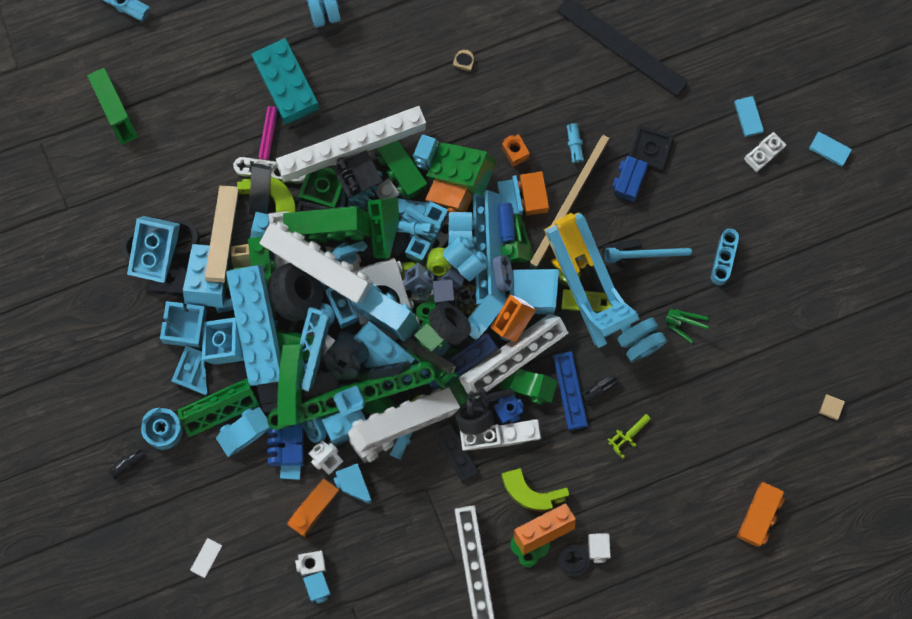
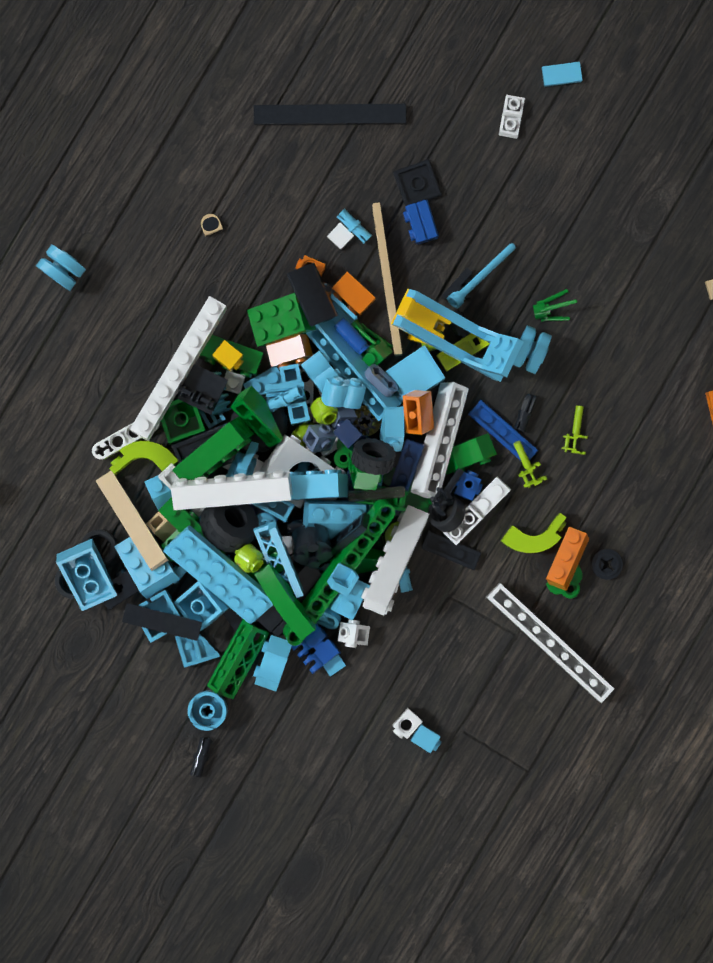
camera: 40 degrees left, 10 degrees up
(181, 328) = (162, 621): none -> black tile
(206, 558) = (320, 781): white sticker -> none
(260, 189) = (133, 461): black tile -> none
(268, 132) = (100, 407): dark pink axle -> none
(285, 81) = (80, 354): teal brick -> none
(288, 328) = (249, 558): none -> lime head
(312, 508) = (374, 679): orange slope -> none
(352, 483) = (390, 637): medium azure slope -> none
(397, 164) = (228, 356): none -> yellow brick
(425, 152) = (241, 328): medium azure brick -> none
(500, 165) = (312, 294): none -> black panel
(558, 143) = (340, 236): none -> white tile
(569, 429) = (527, 465): none -> lime piece
(599, 547) = (619, 539): white brick -> none
(724, 248) = (544, 220): medium azure beam -> none
(748, 116) = (476, 96): medium azure tile -> none

